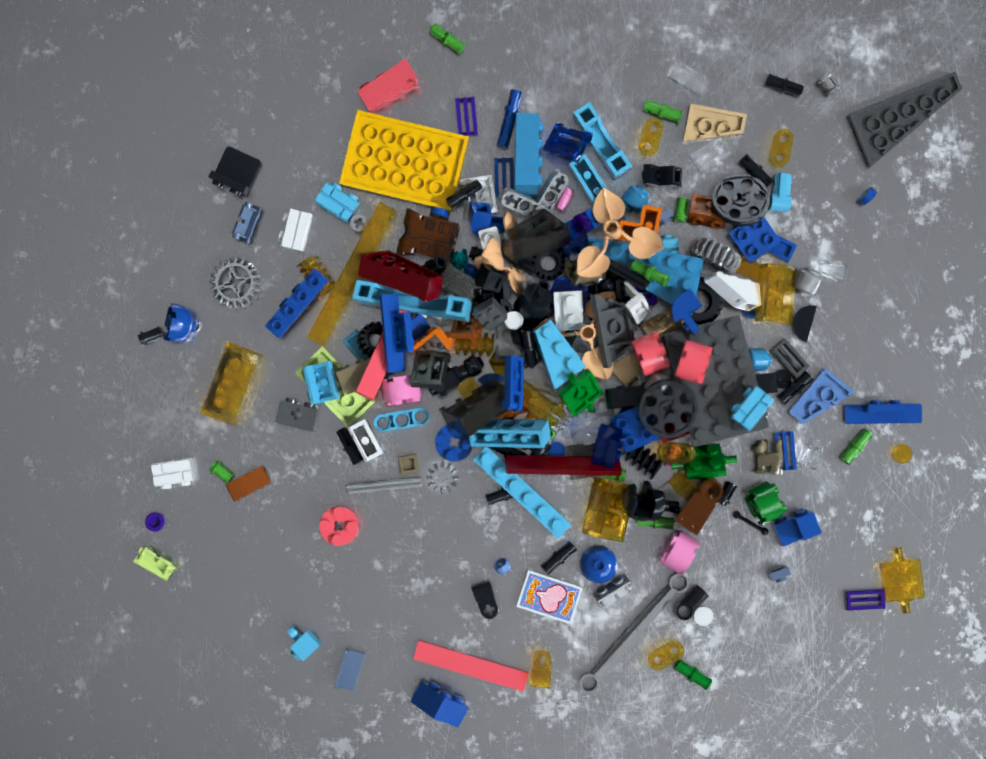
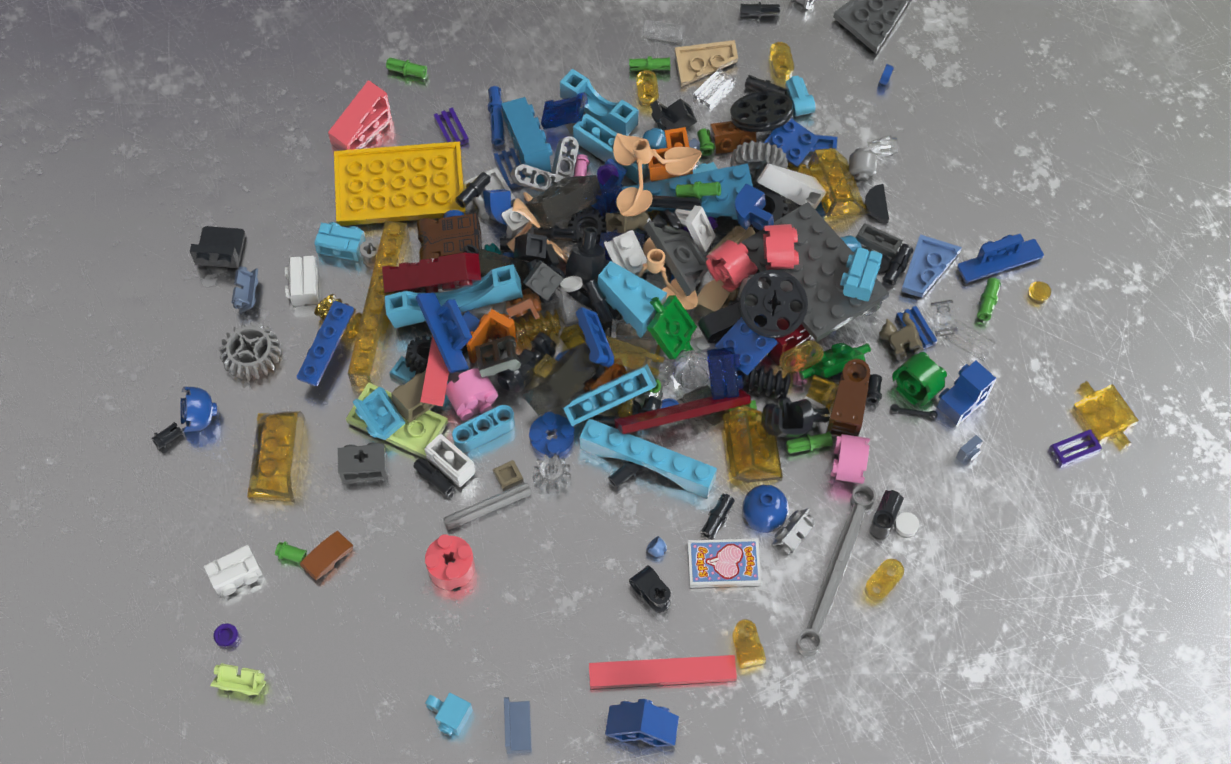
camera: 20 degrees left, 25 degrees down
(692, 674) = (924, 590): green pin -> none

